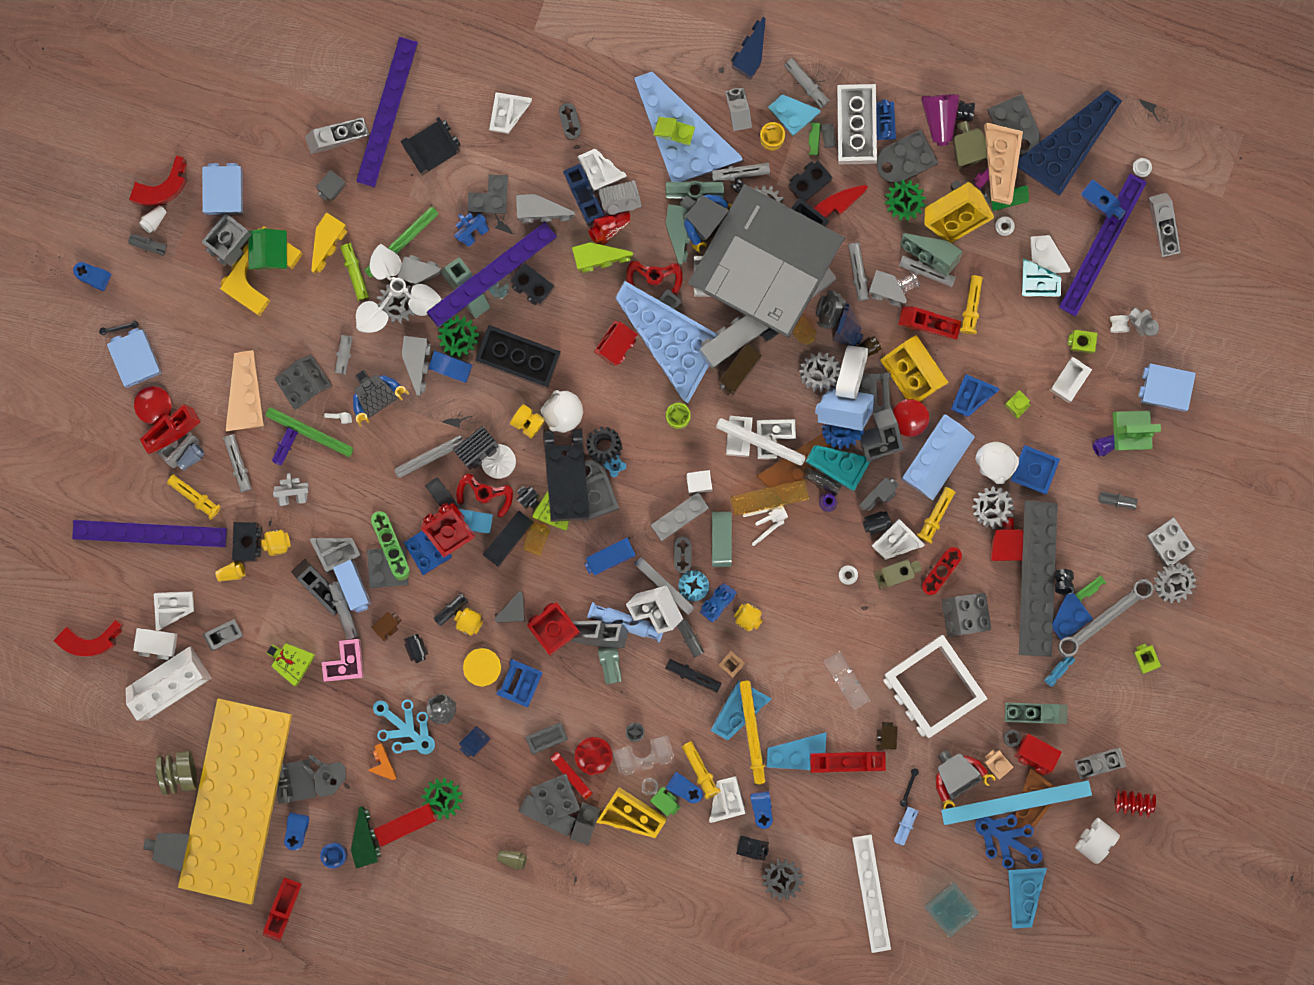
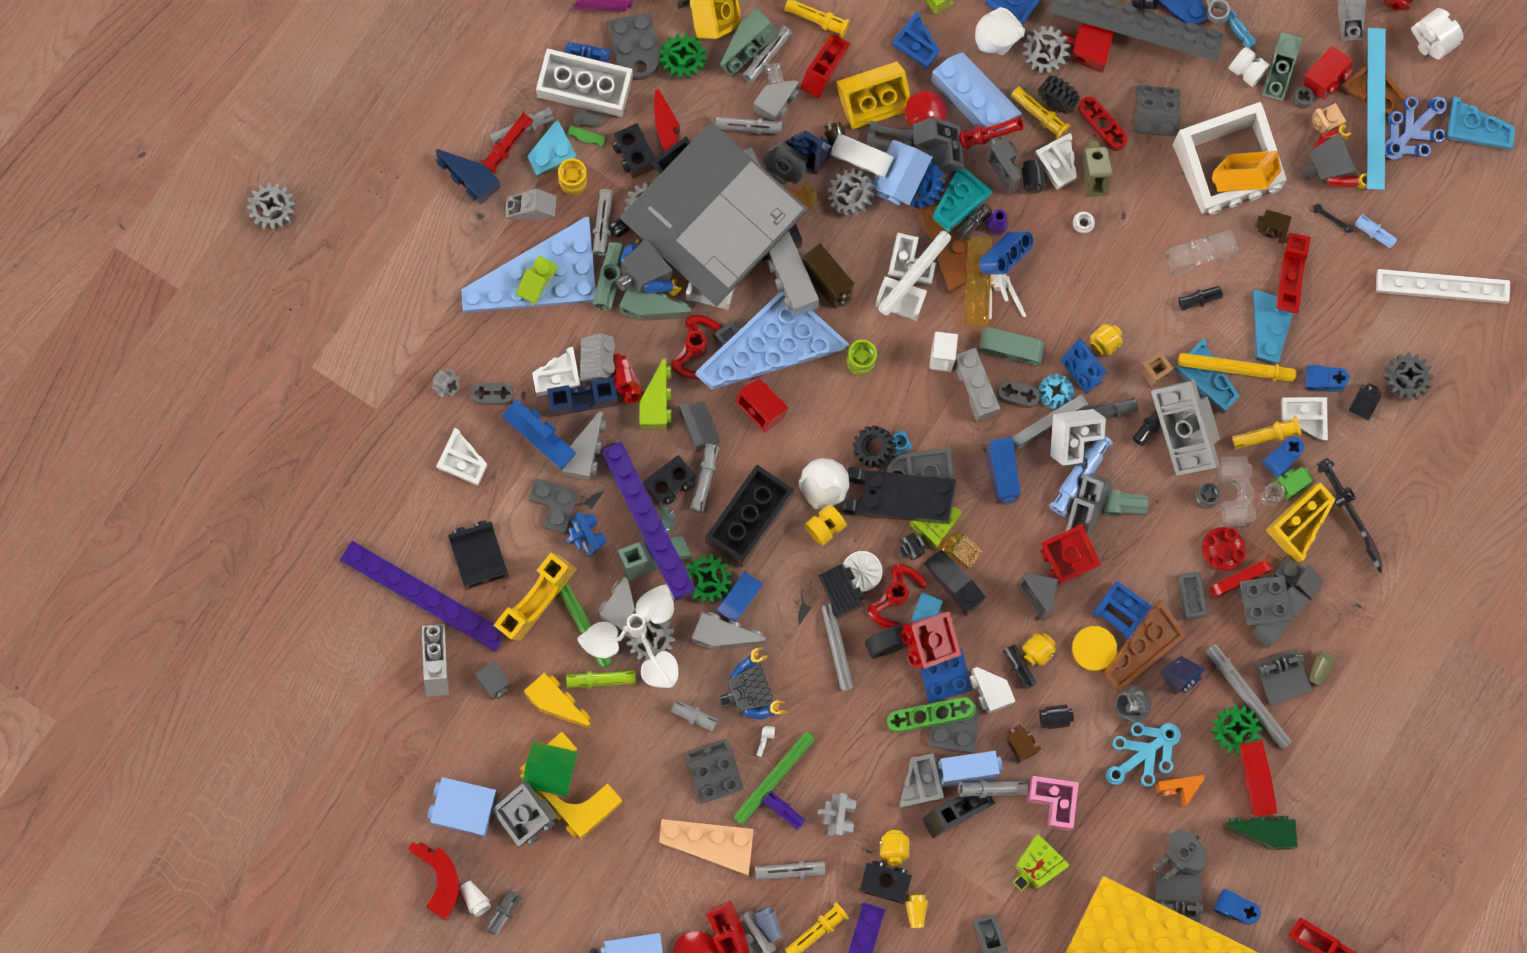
camera: 85 degrees left, 10 degrees down
(333, 855) = (1275, 869): blue wheel -> none
(415, 207) = (553, 576): none -> yellow arch
(425, 591) = (993, 690): none -> white slope
(474, 802) = (1248, 696): none -> light grey axle
(496, 710) = (1148, 643): none -> dark orange wing
(497, 828) = (1283, 676): none -> dark grey hinge
(543, 167) = (539, 433): none -> blue bracket
(543, 312) = (706, 471): none -> light grey pin
(567, 80) = (446, 383): none -> light grey gear
(587, 297) = (699, 425): none -> dark grey panel
(659, 846) = (1343, 498): none -> black sword
(684, 700) = (1187, 427): none -> light grey brick
(780, 71) = (501, 150): none -> red pin
(799, 514) = (1006, 253): none -> blue beam
(807, 689) = (1200, 298): none -> black axle
(898, 470) = (983, 134): none -> red pin
(935, 714) = (1247, 171): none -> light orange window
(951, 909) = (1479, 205): clear light blue brick -> none
(954, 526) = (1058, 94): none -> black tyre
(1025, 684) = (1249, 66): none -> white wheel

